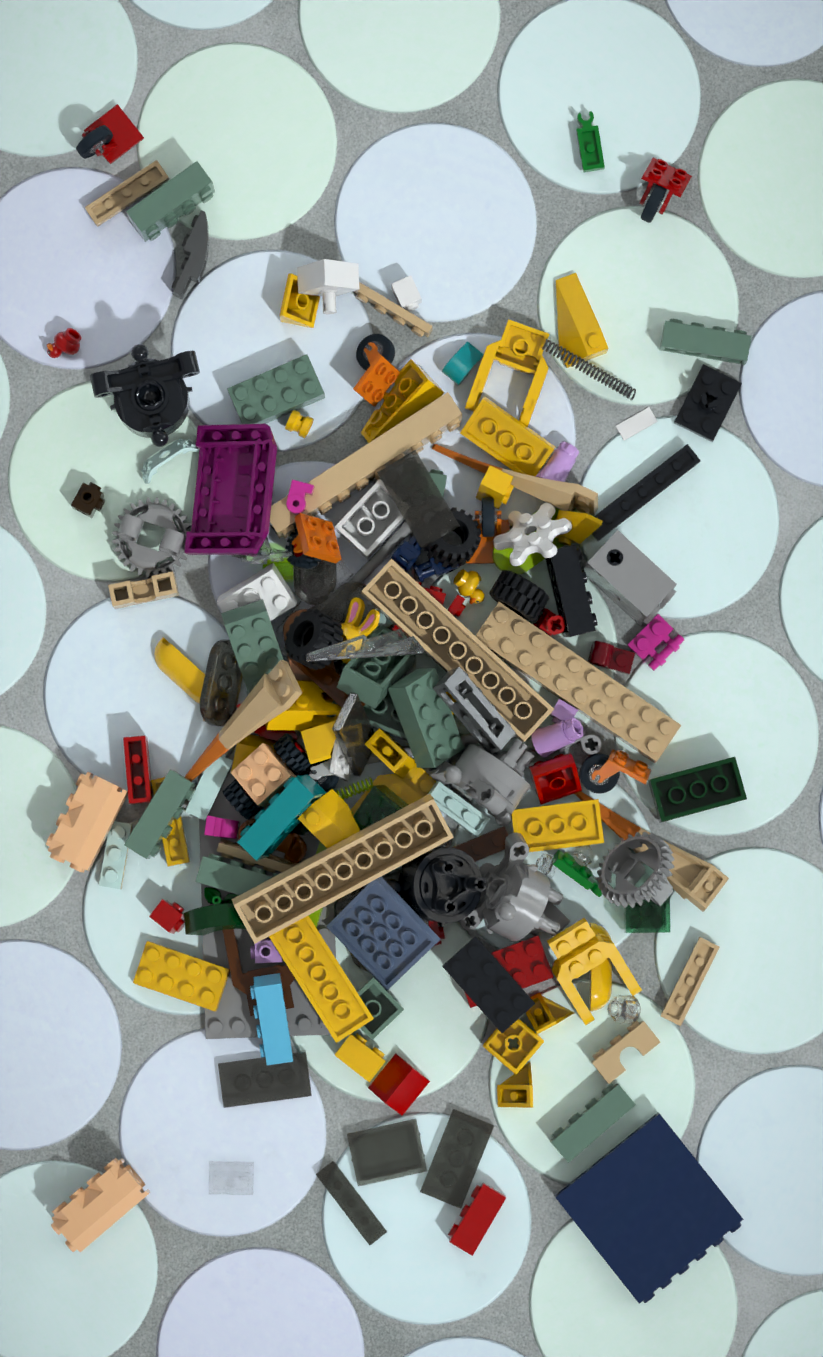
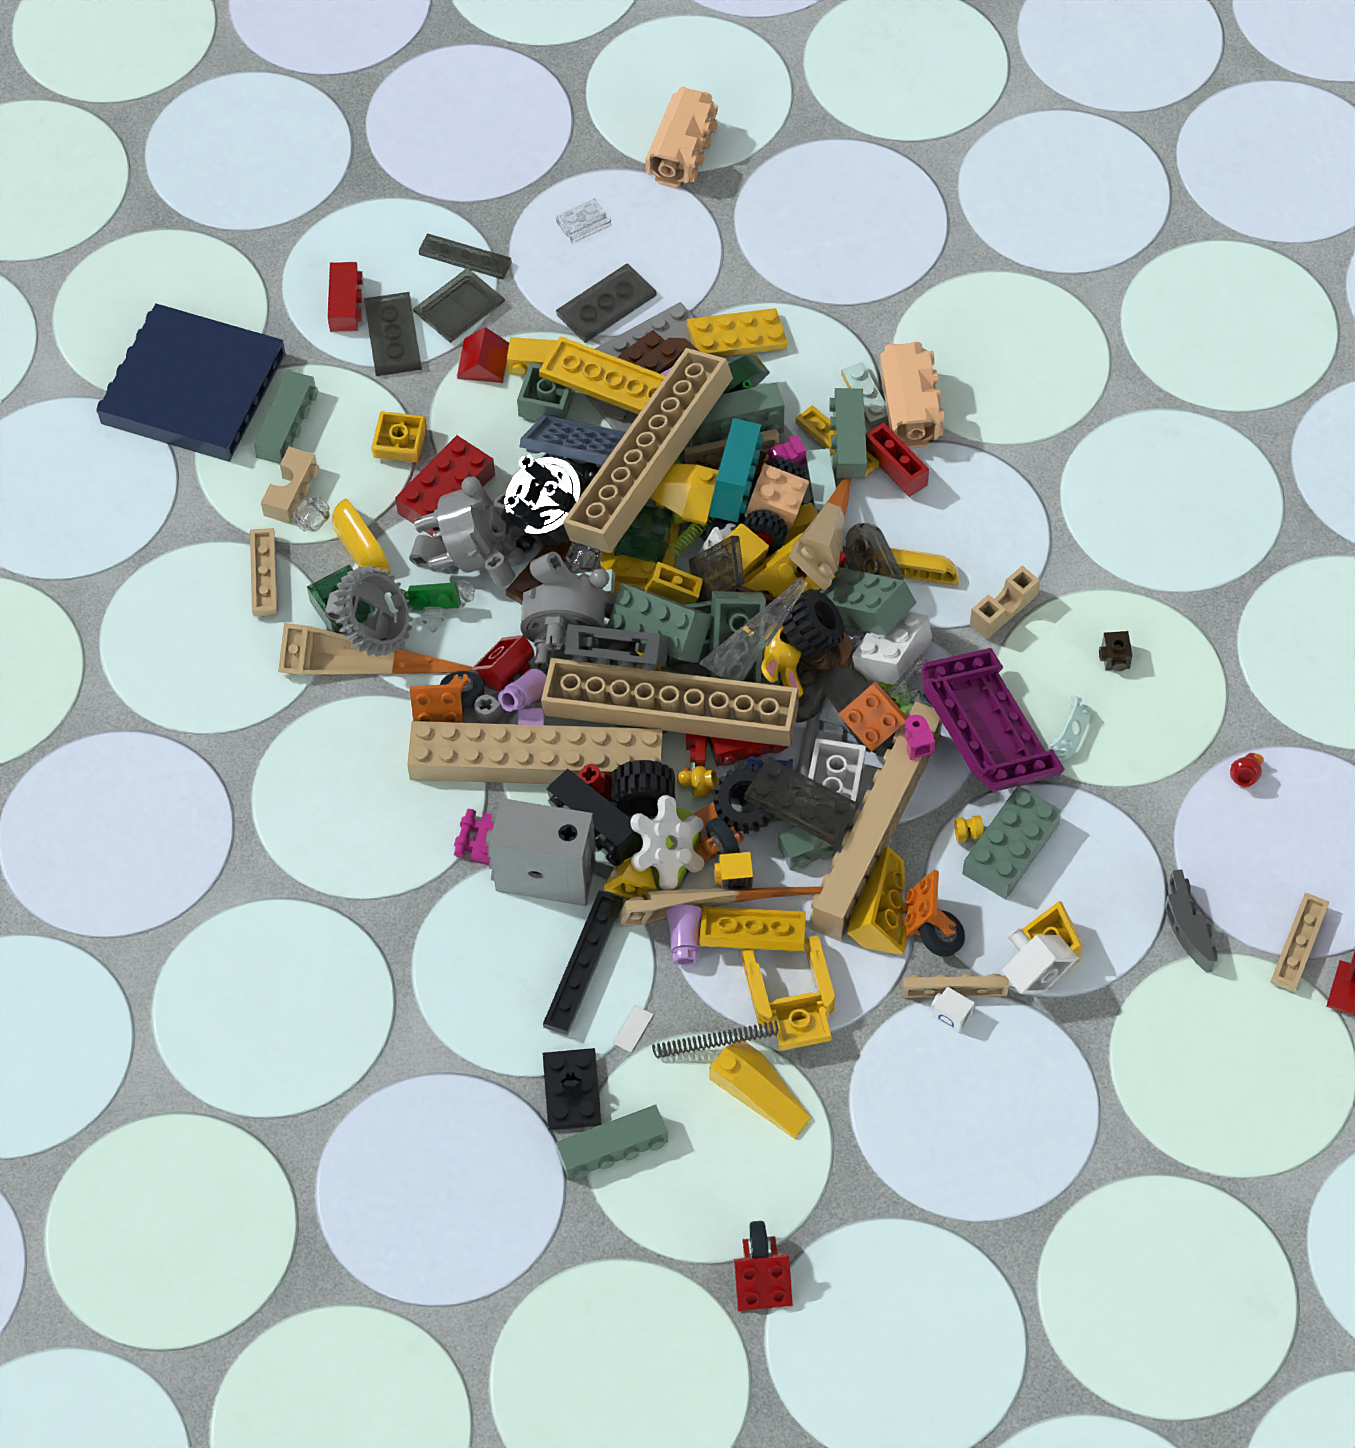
camera: 150 degrees right, 25 degrees down
(149, 392) = (1128, 746): black piece -> none
(169, 916) = (782, 367): red brick -> none
(171, 202) = (1248, 950): sand green brick -> none
(171, 544) = (1039, 672): light grey piece -> none
(273, 1019) = (630, 331): medium azure brick -> none
(462, 363) = (849, 980): teal panel -> none
(488, 984) = (451, 448): black brick -> none
(517, 1089) = (368, 404): yellow slope -> none
(546, 1013) = (384, 474): yellow slope -> none
(559, 825) = (472, 626): yellow plate -> none
(579, 952) = (381, 522): yellow plate -> none
(589, 145) = (869, 1273): green plate -> none
(610, 657) = (525, 789): dark red plate -> none
(697, 789) = (356, 724): dark green brick -> none

